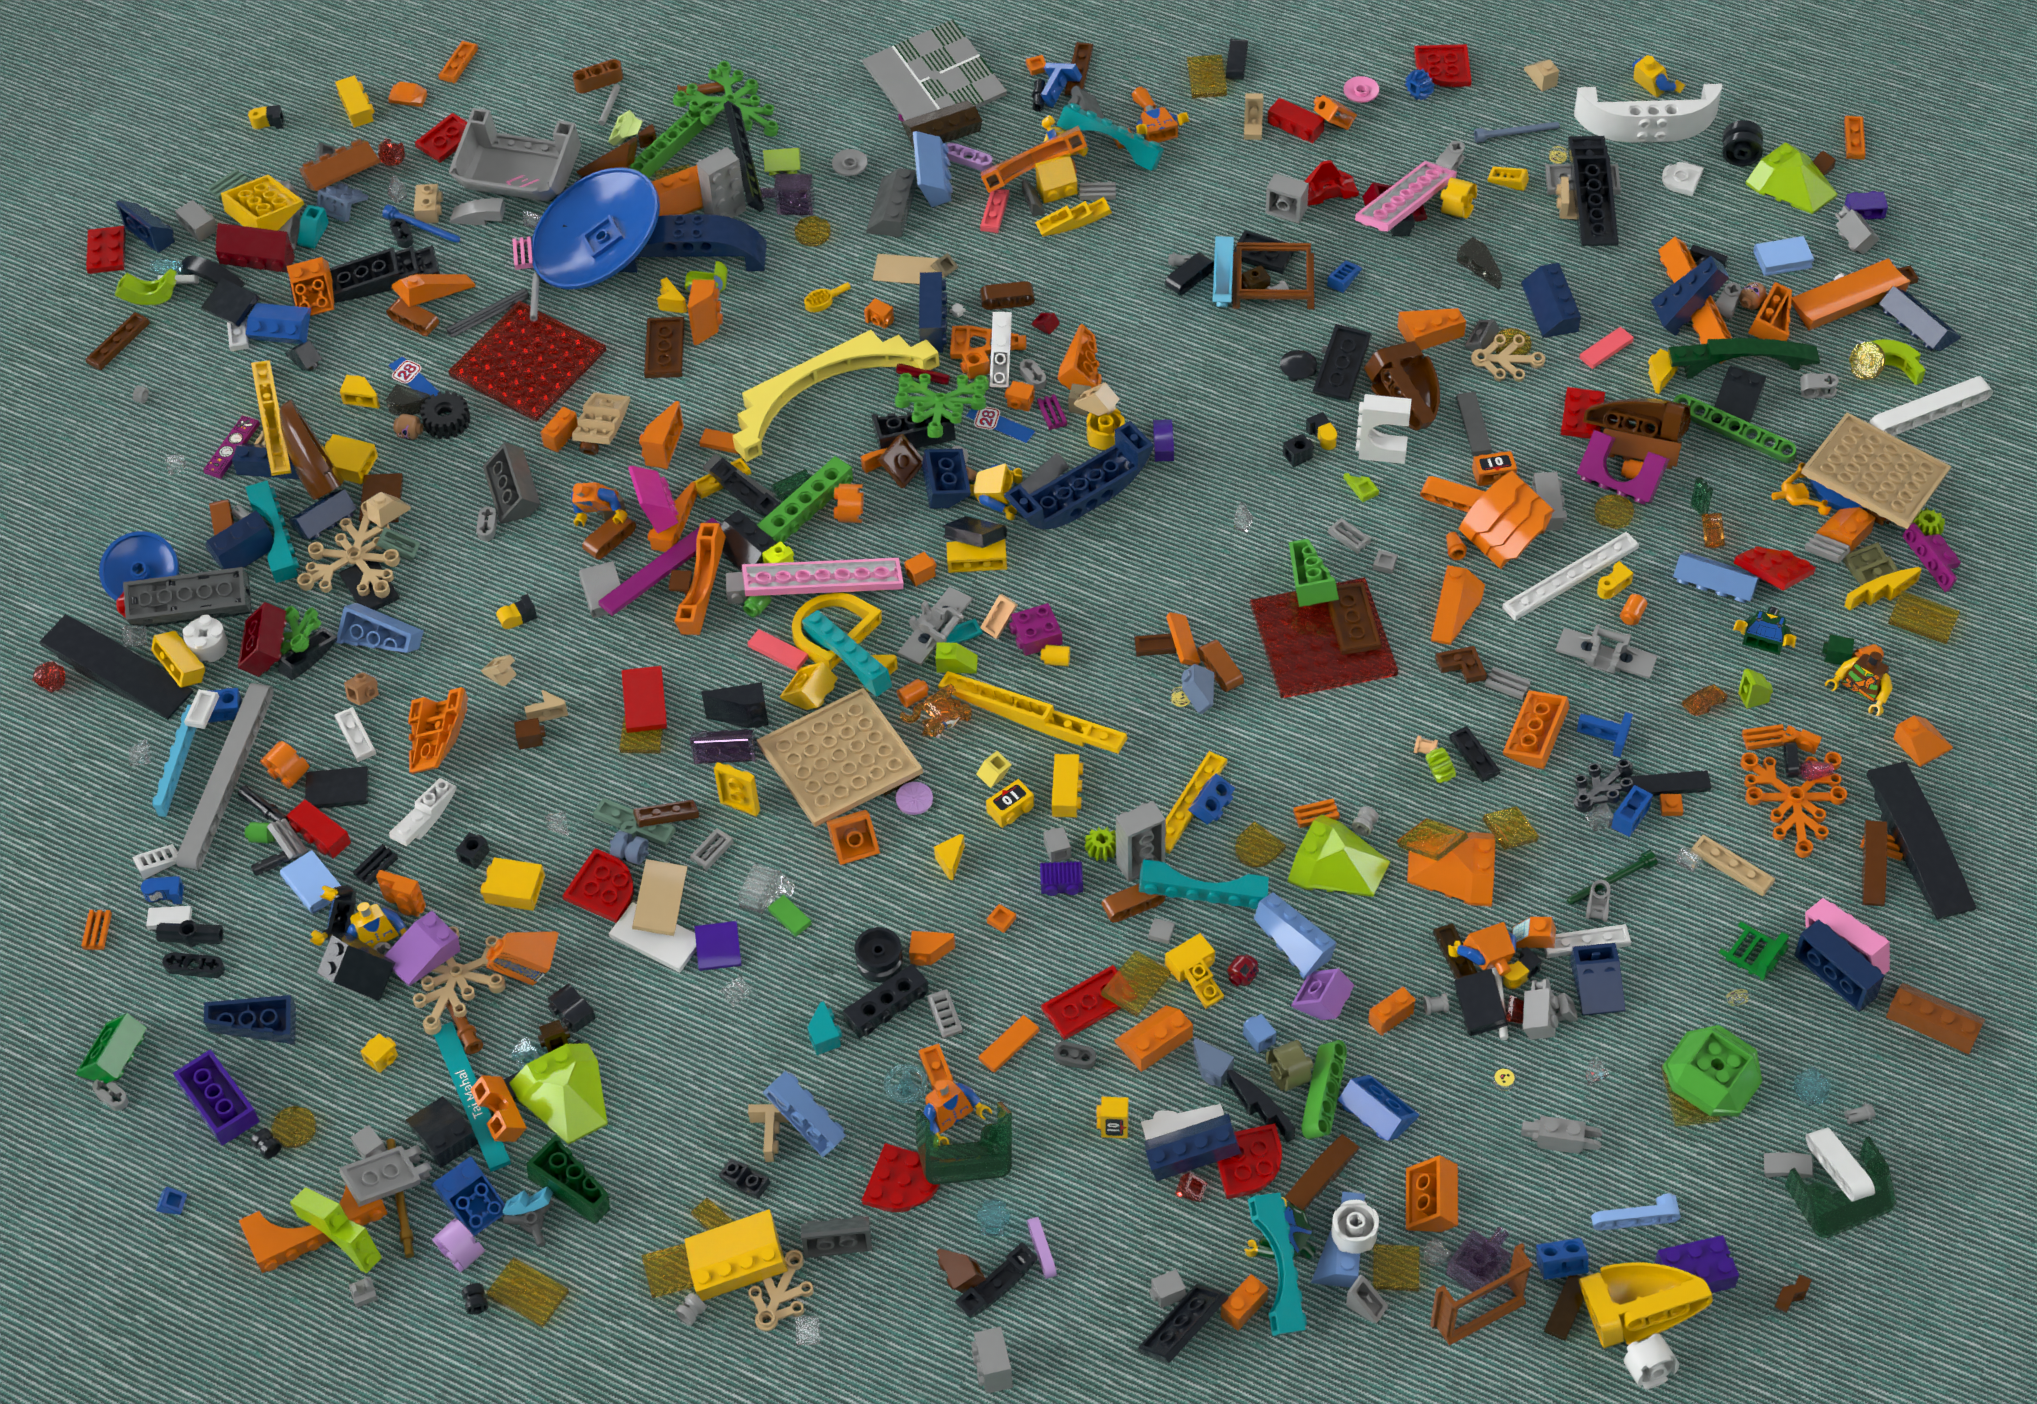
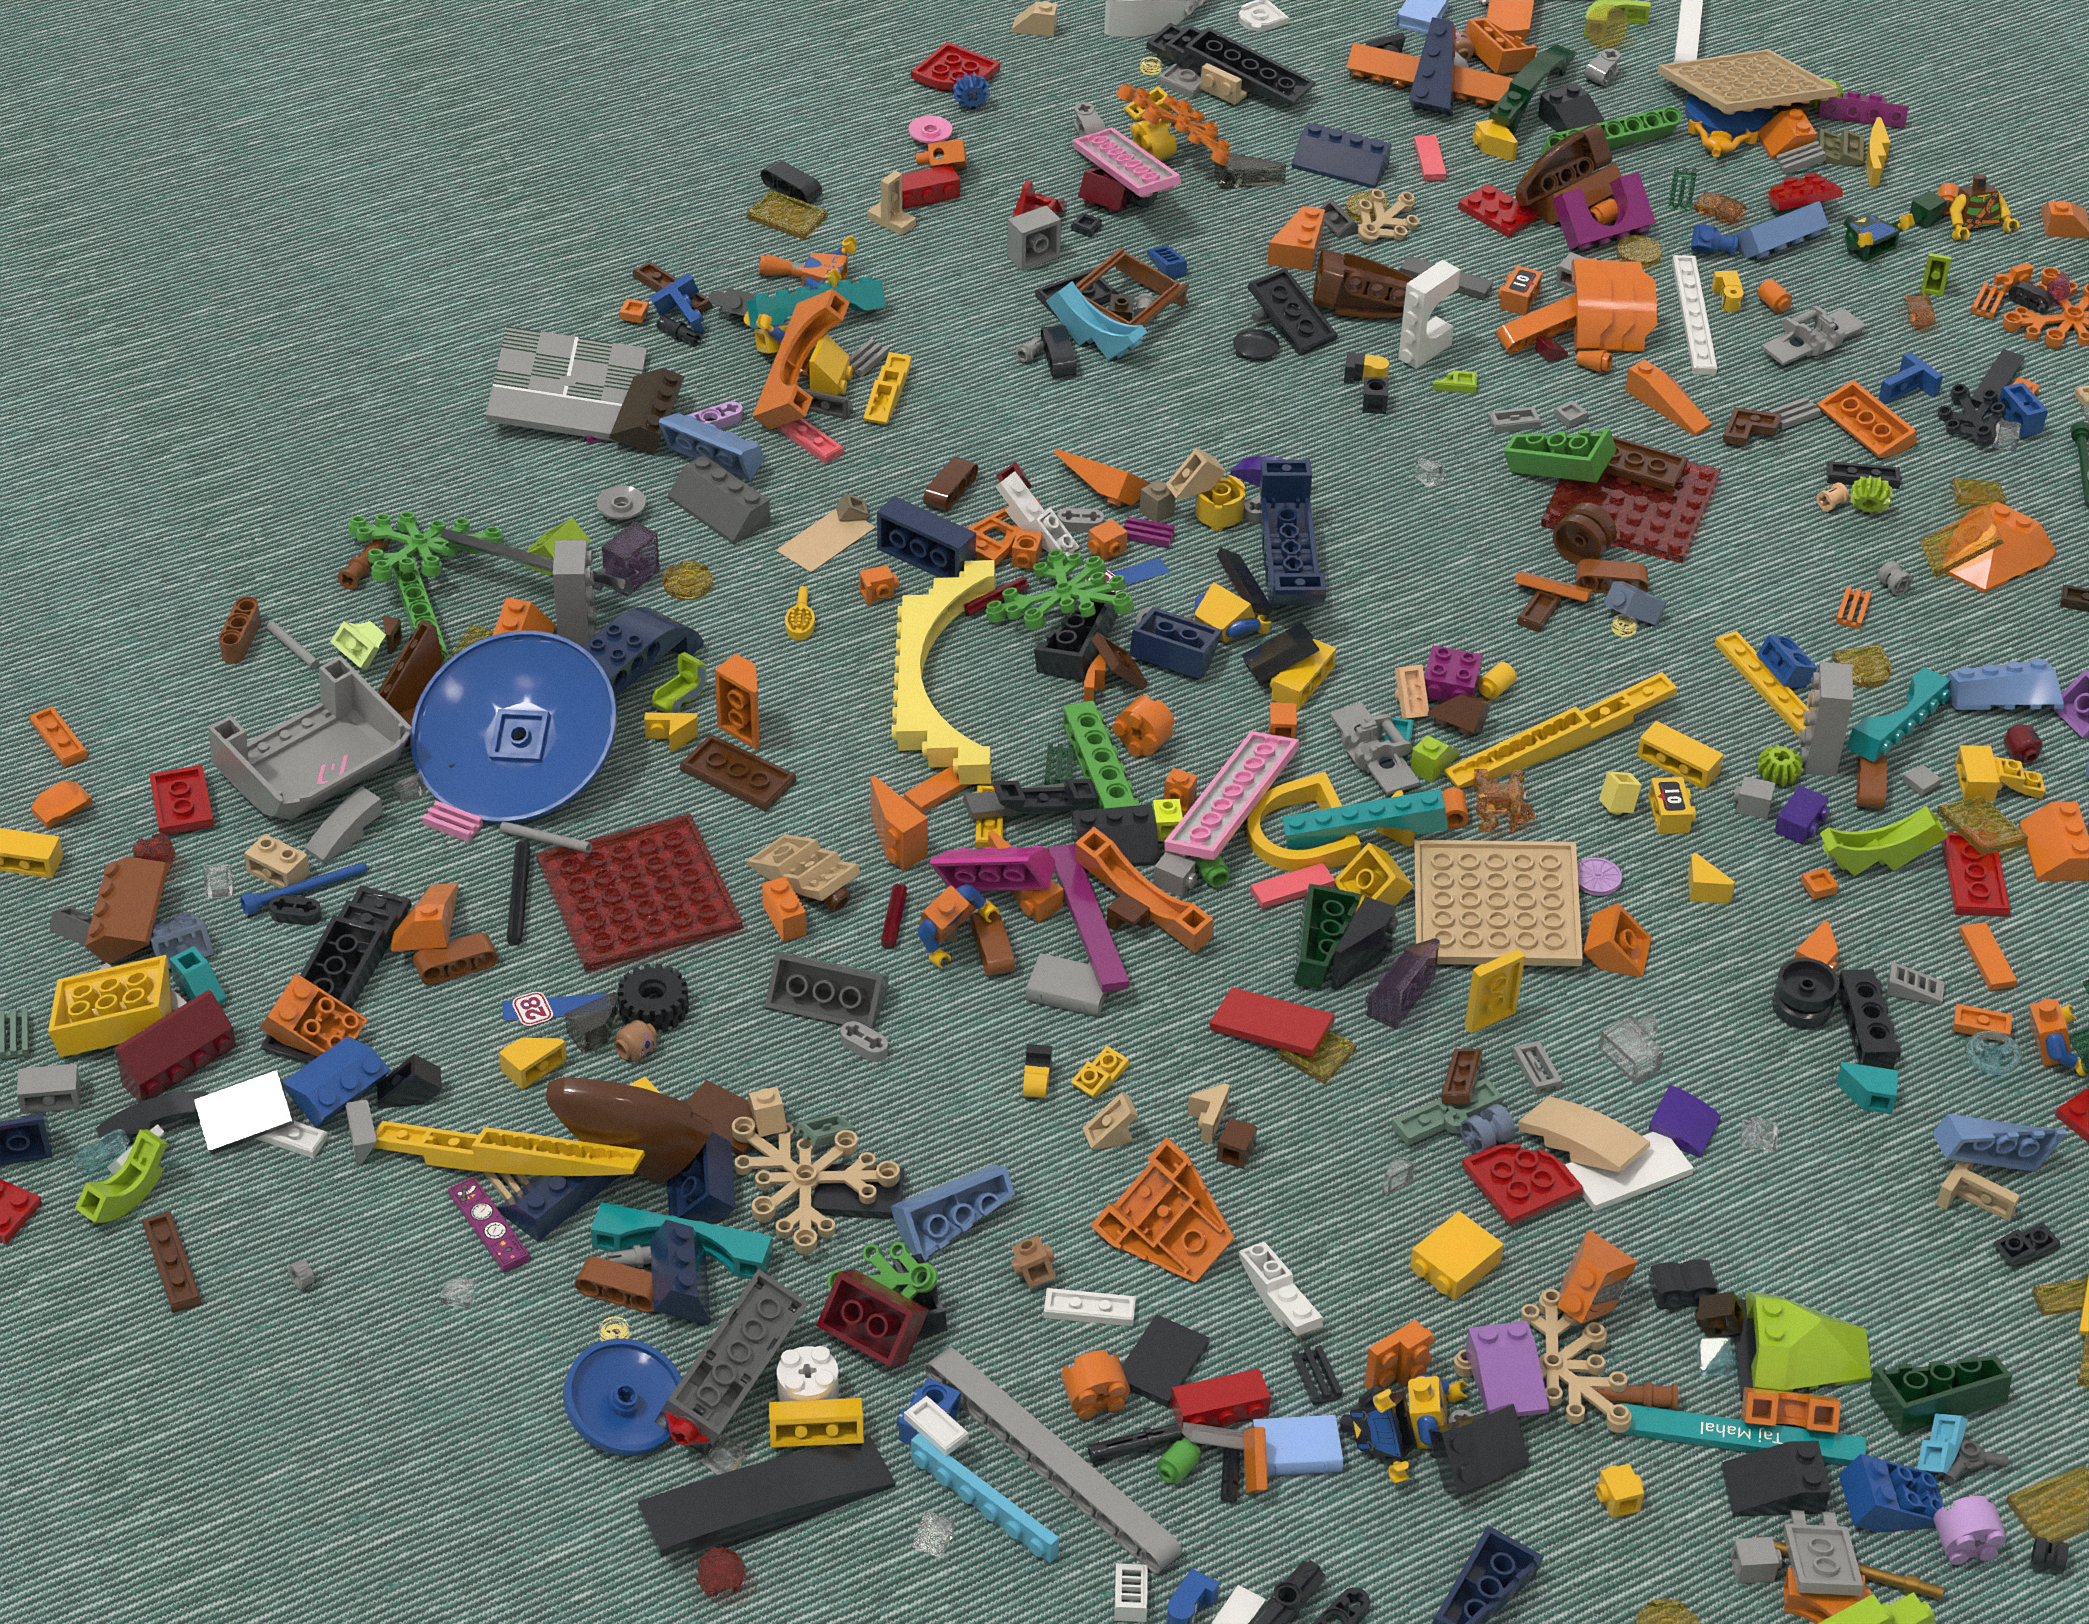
camera: 60 degrees left, 10 degrees down
(193, 541) = (614, 1328): none -> clear tile
(253, 354) = (360, 1129): none -> light grey slope
(280, 861) = (1255, 1460): none -> orange tile
(472, 857) = (1375, 1271): black brick -> none
(540, 643) = (1100, 1074): none -> yellow slope
(608, 477) = (893, 916): none -> dark red axle
(744, 672) = (1322, 925): none -> dark green wedge
(789, 915) = (1686, 1045): bright green tile -> none
(811, 550) = (1181, 786): none -> orange brick
(1003, 654) = (1462, 711): none -> reddish brown slope
(1064, 939) = (1889, 845): none -> lime arch
(1075, 1055) = (2041, 913): dark grey plate -> none
(1240, 627) = (1584, 533): none -> reddish brown wheel
(1337, 860) = (1931, 619): lime wedge -> none
(1343, 217) = (1086, 225): none -> black tile
(1447, 516) = (1549, 349): none -> dark red slope
(1481, 134) = (1076, 92): sand blue piece -> none
(1482, 199) = (1199, 132): none -> orange plant
(1661, 542) = (1708, 239): none -> blue connector
(1923, 617) = (1925, 151): clear yellow tile -> none

